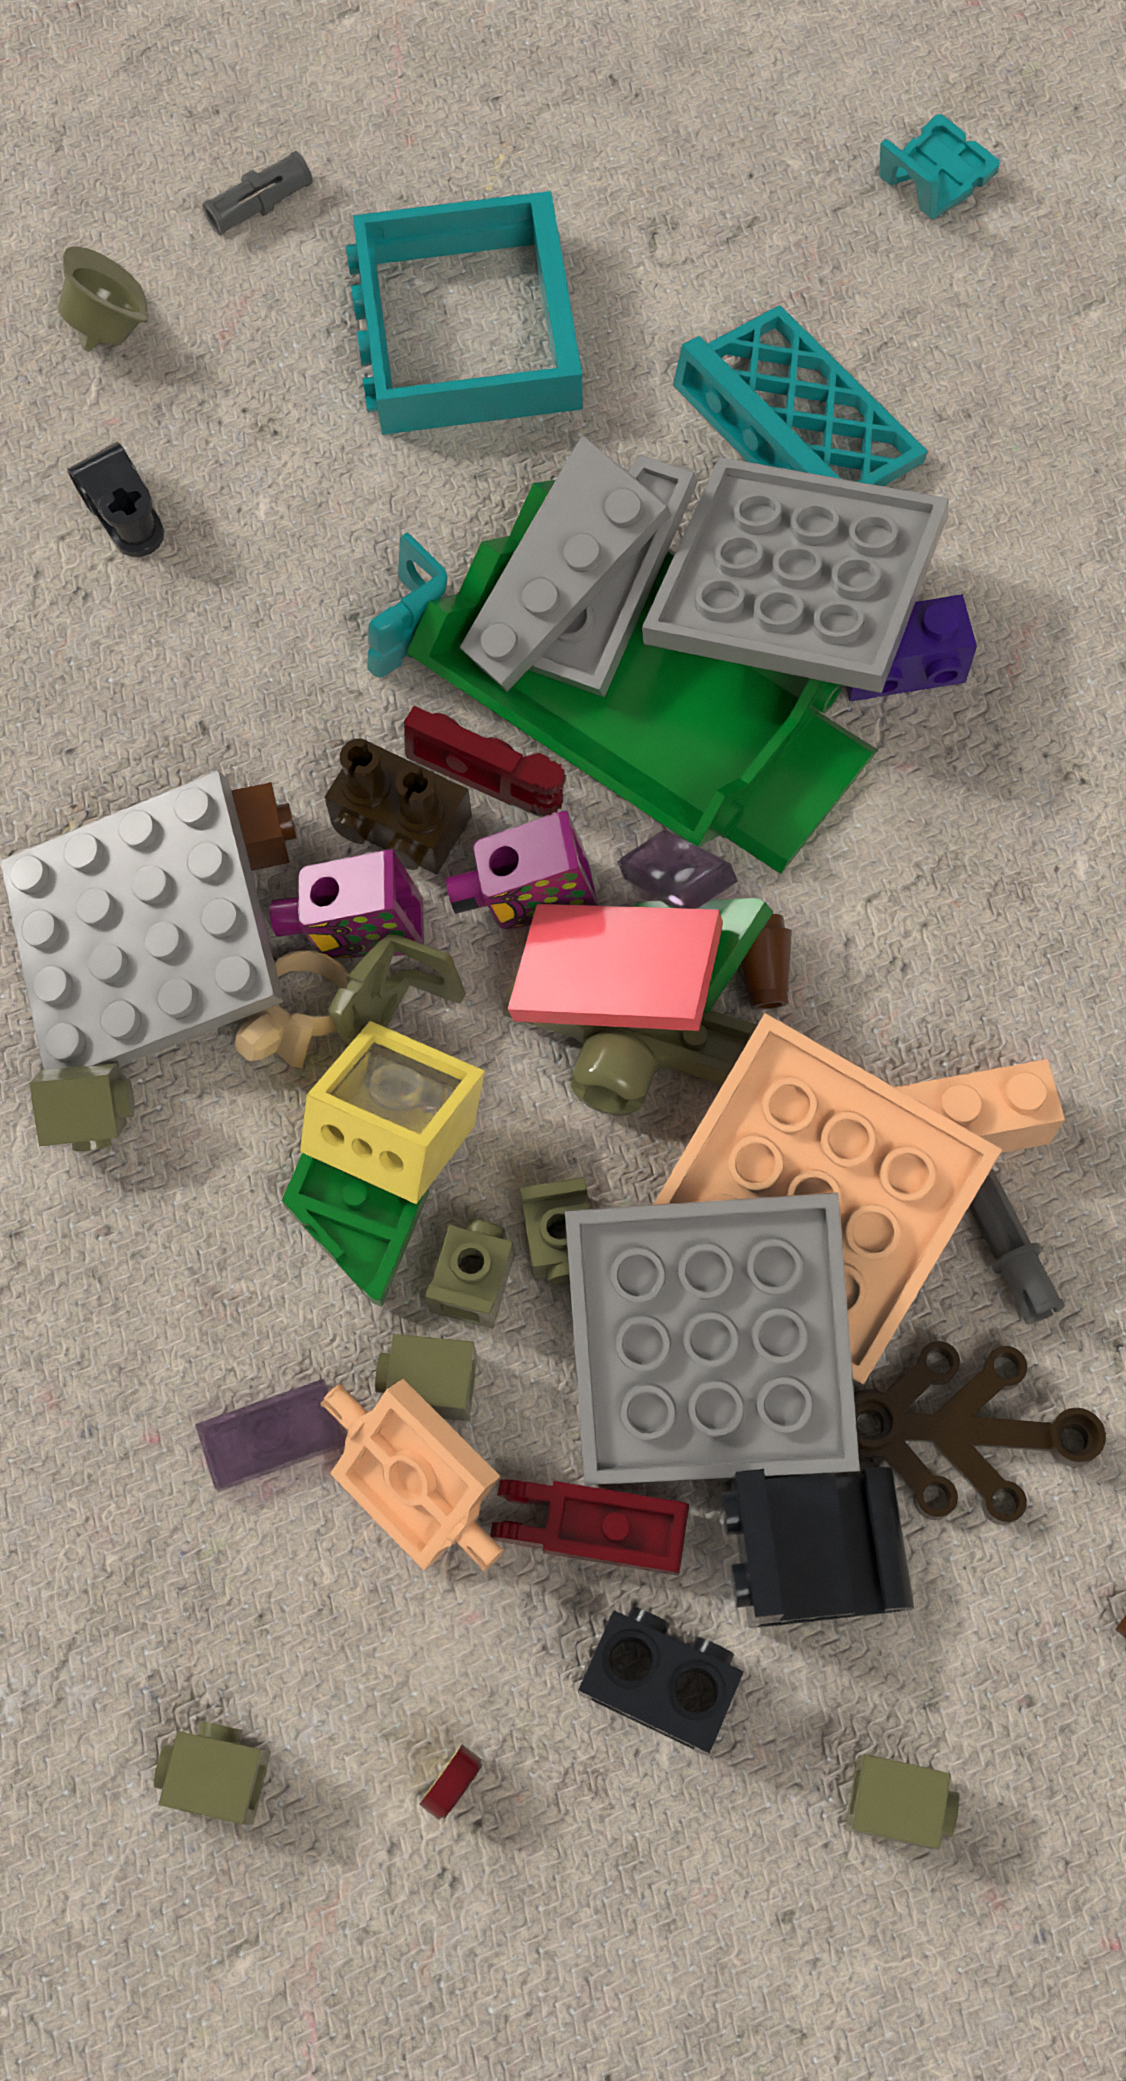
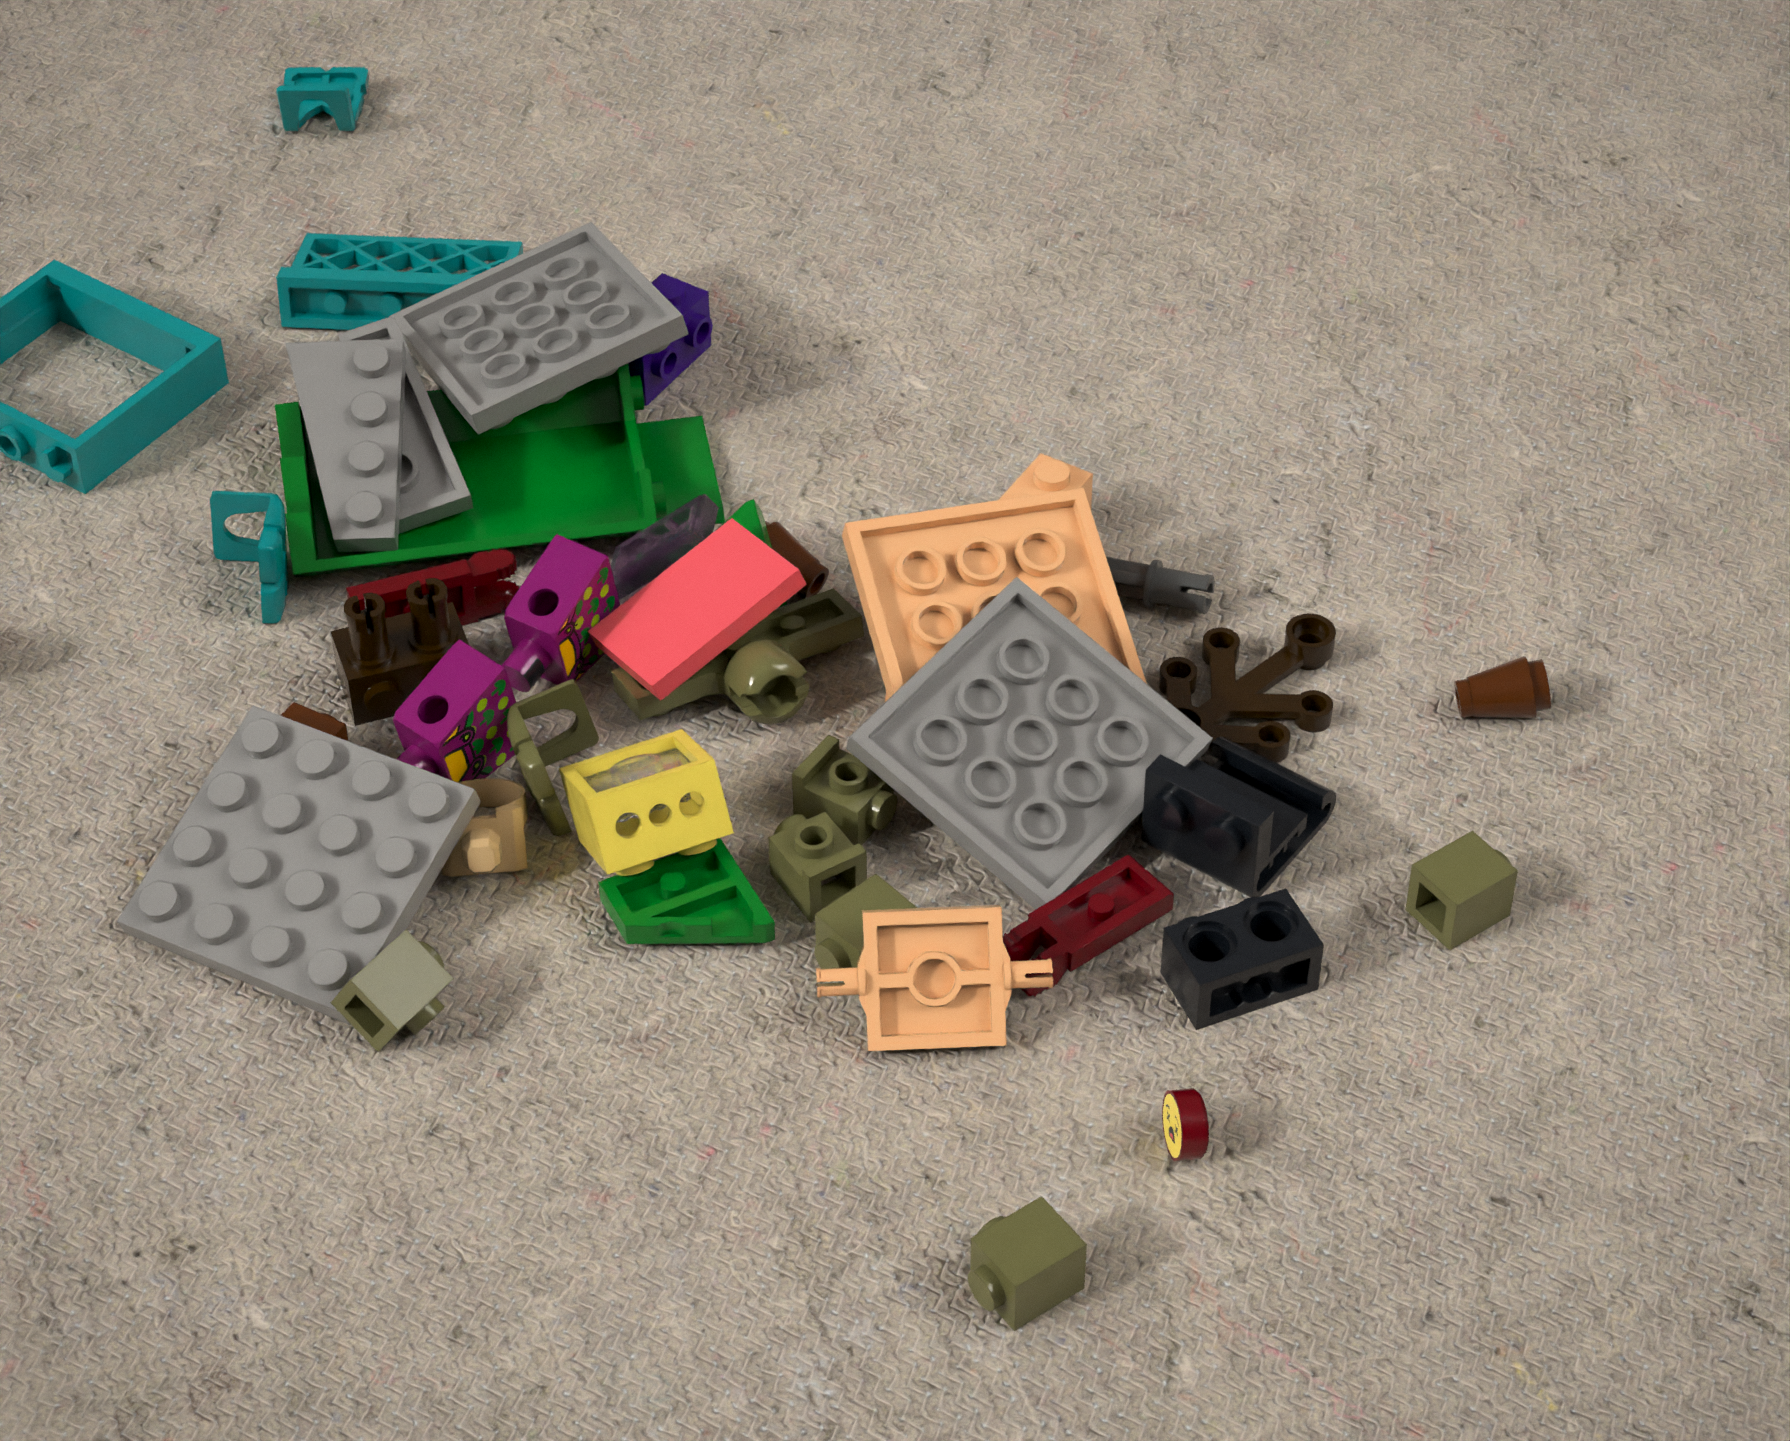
camera: 50 degrees left, 25 degrees down
(269, 1435) = (795, 1069): clear purple plate -> none

